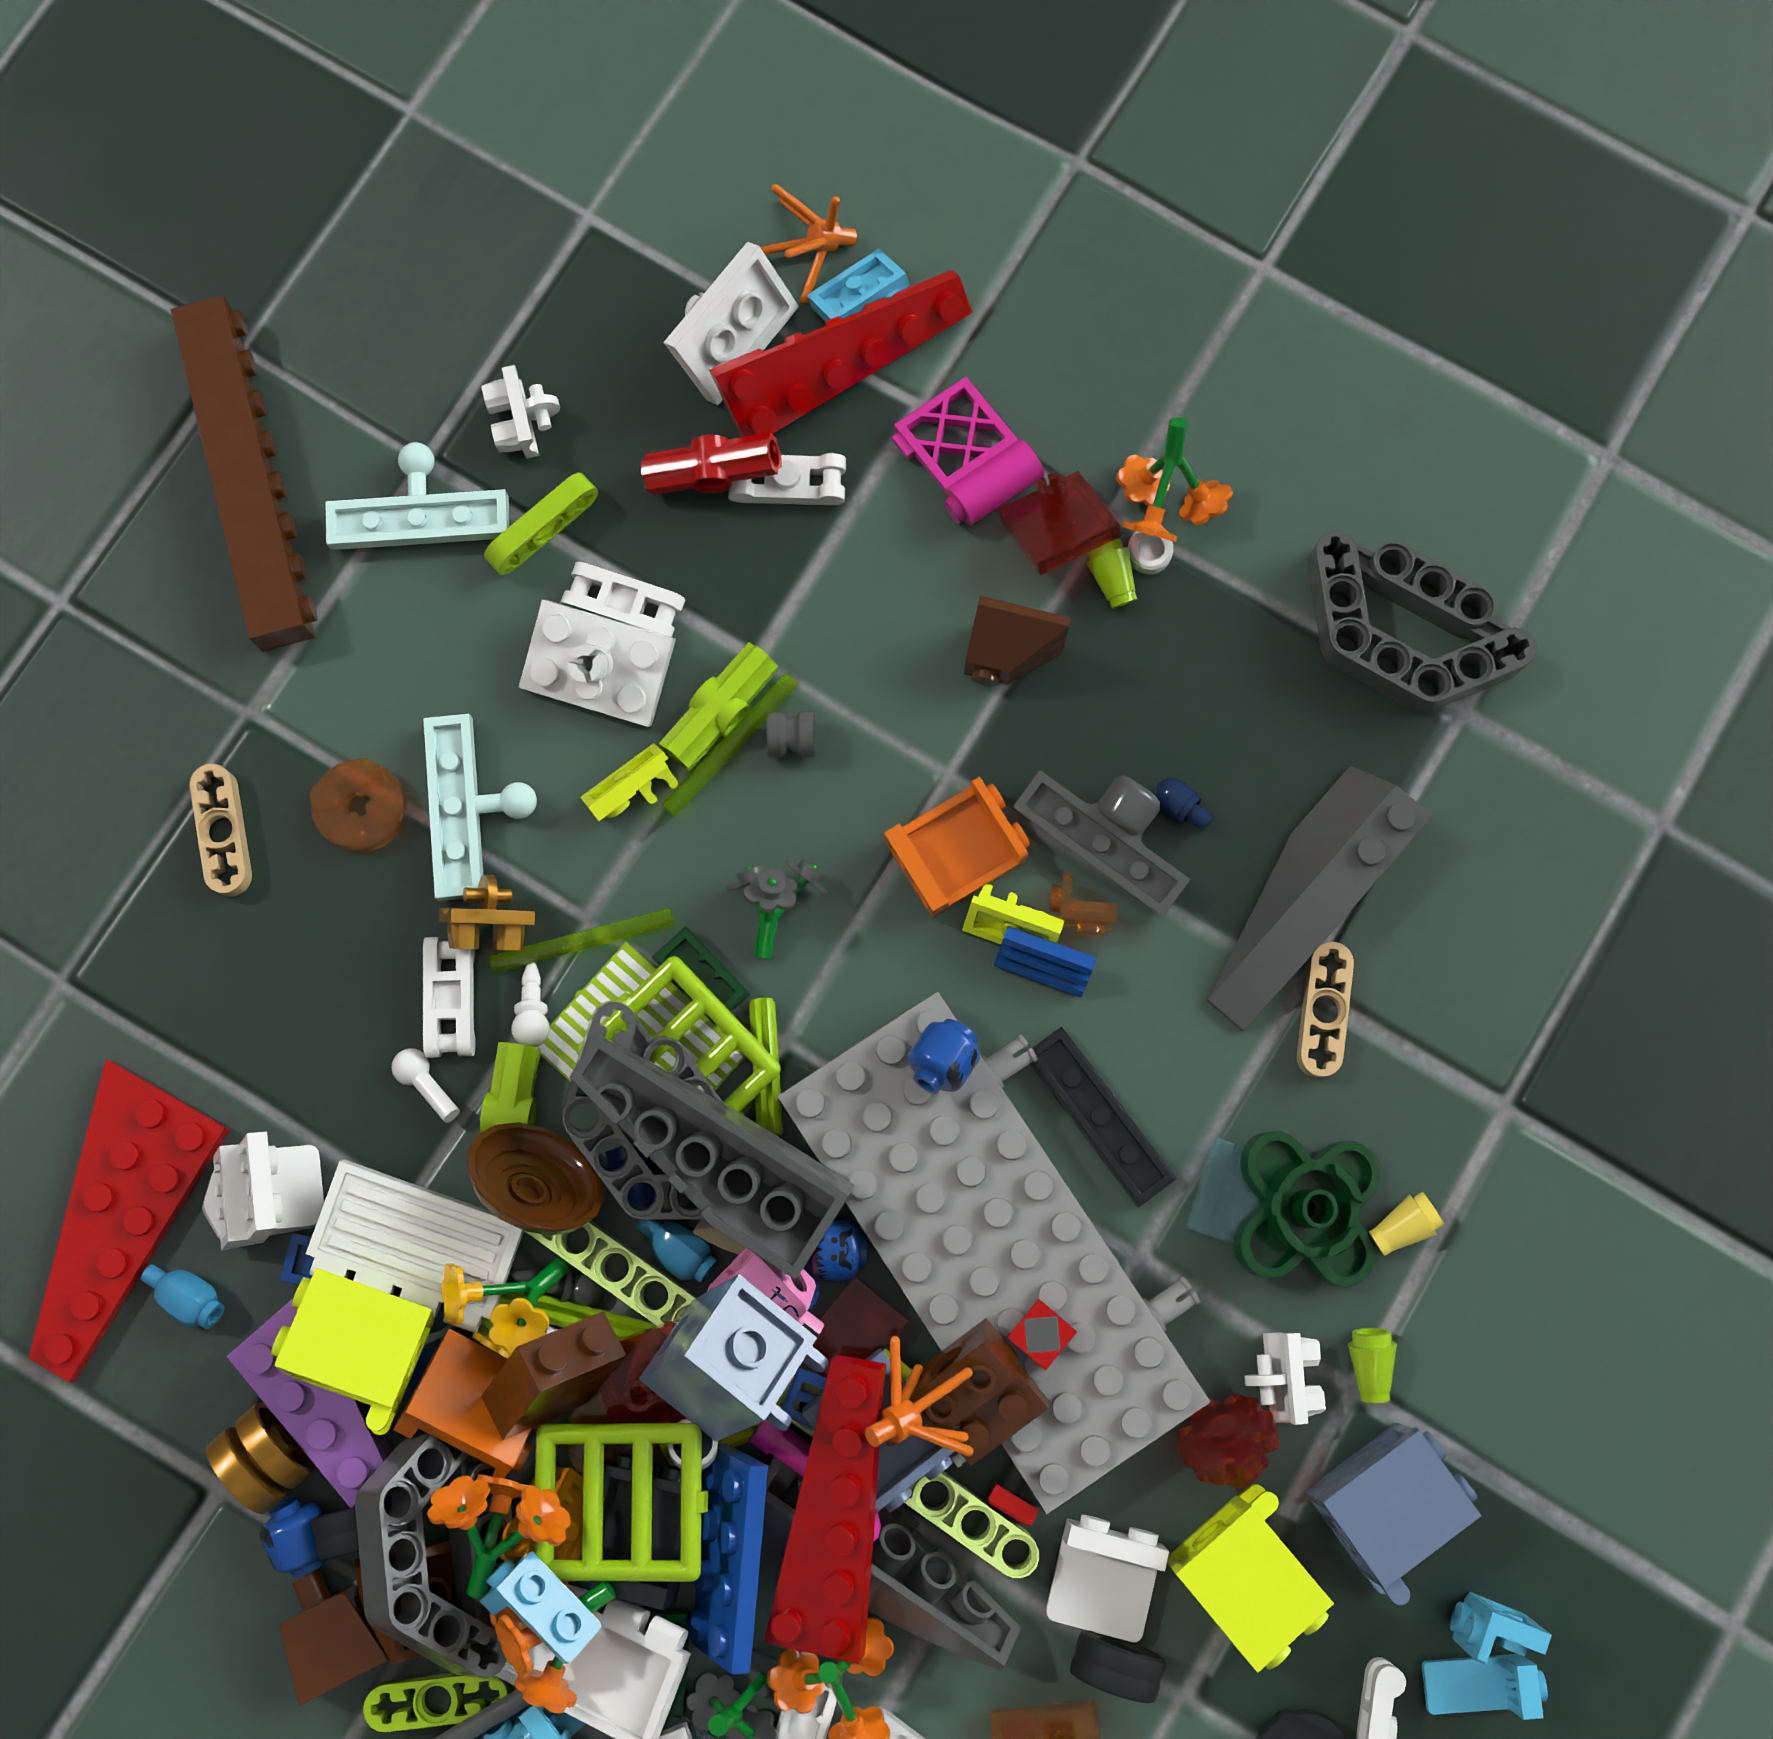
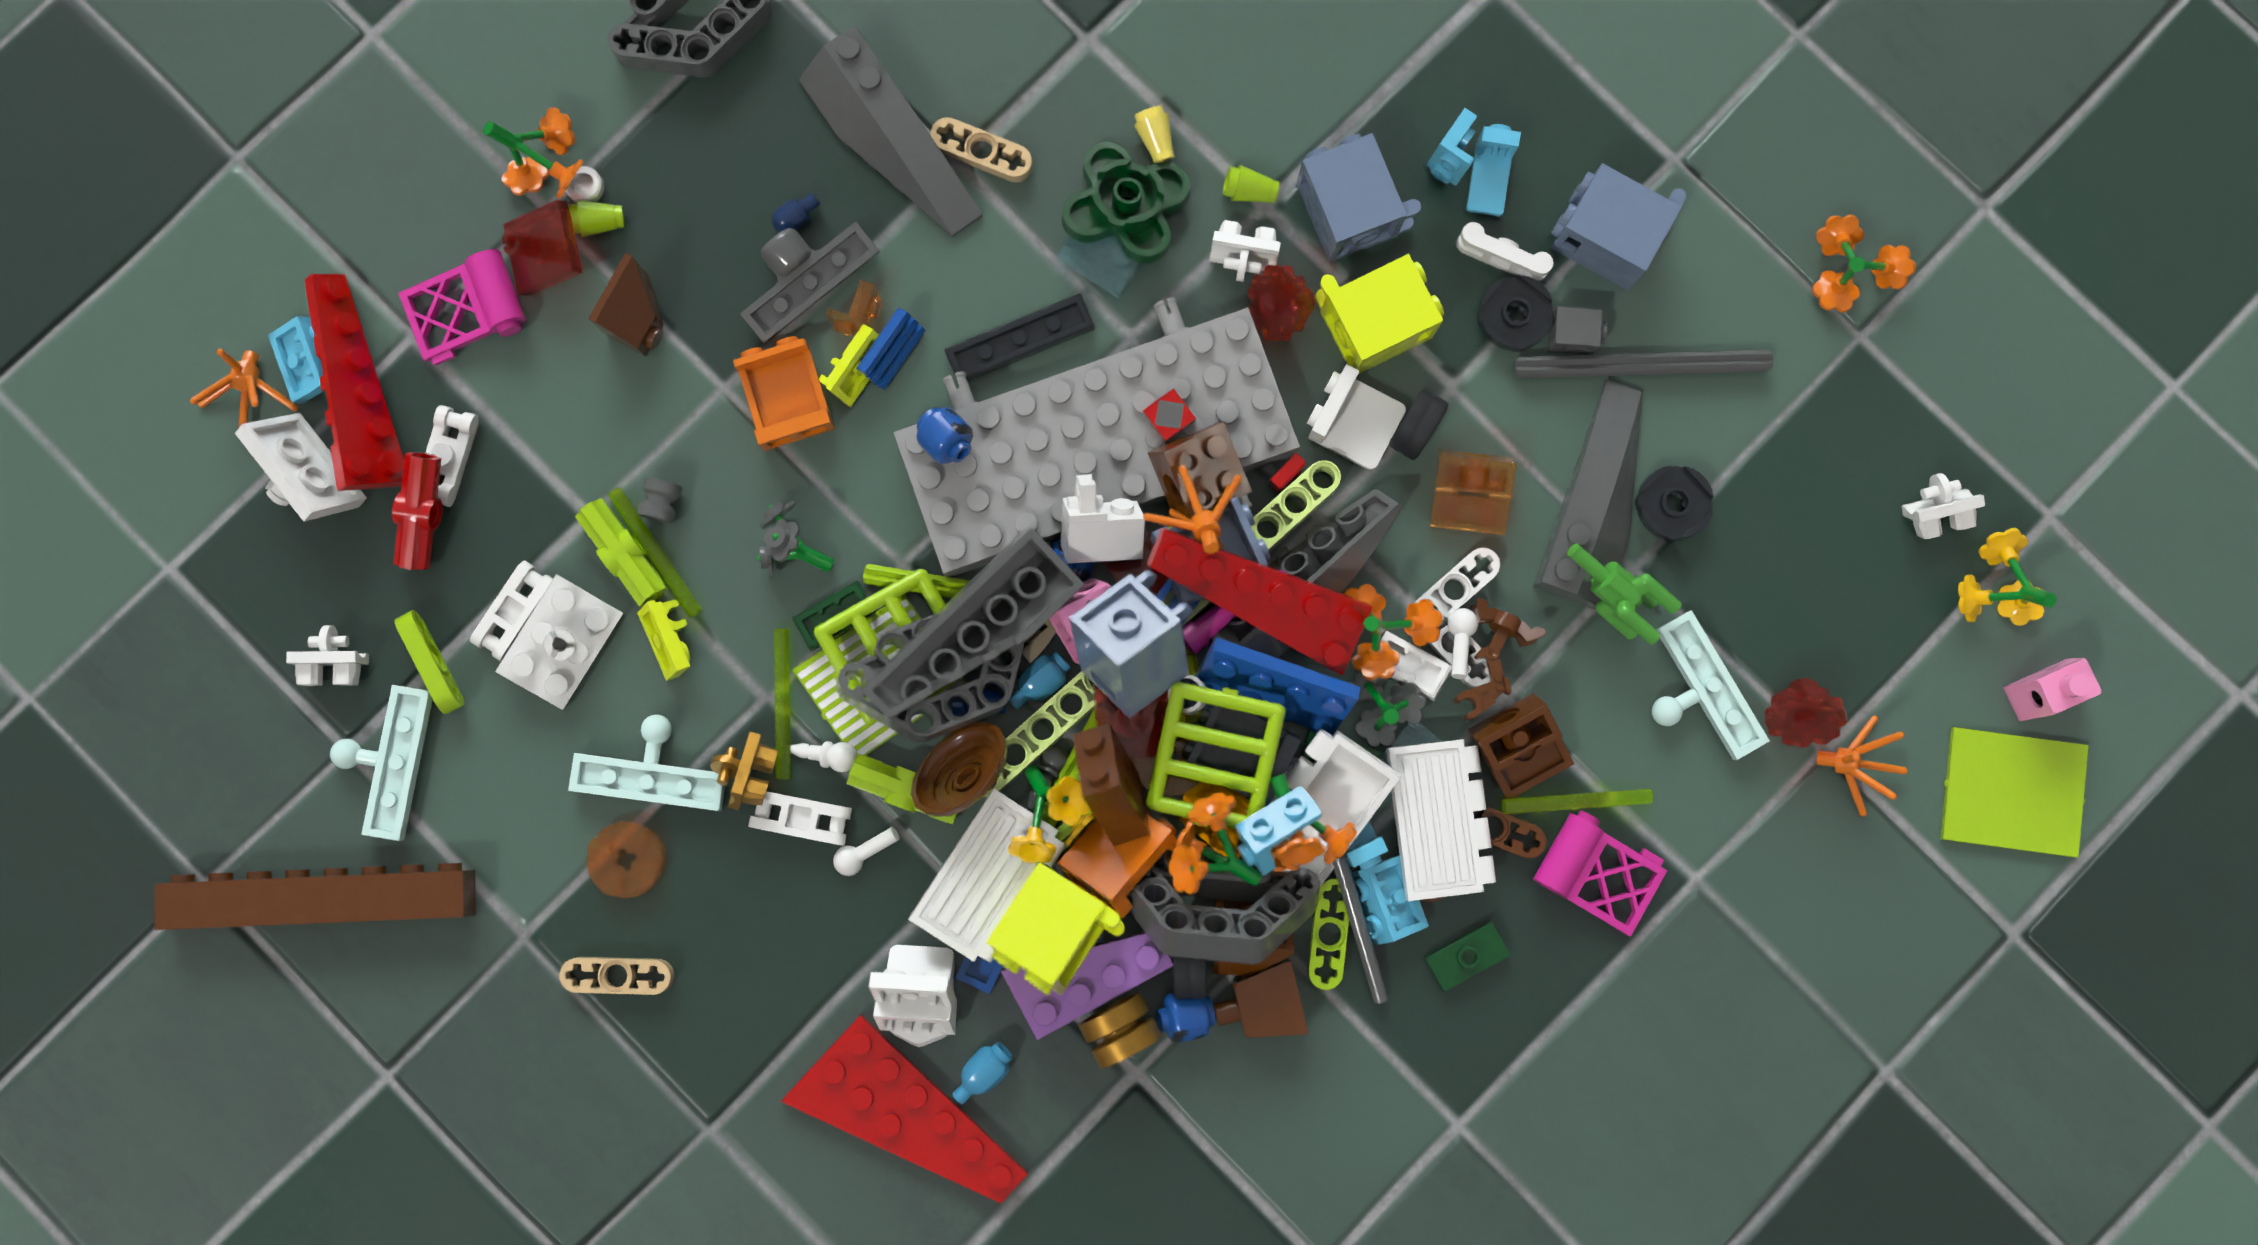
camera: 80 degrees left, 5 degrees up
(875, 1281) = (1098, 529): none -> white hinge

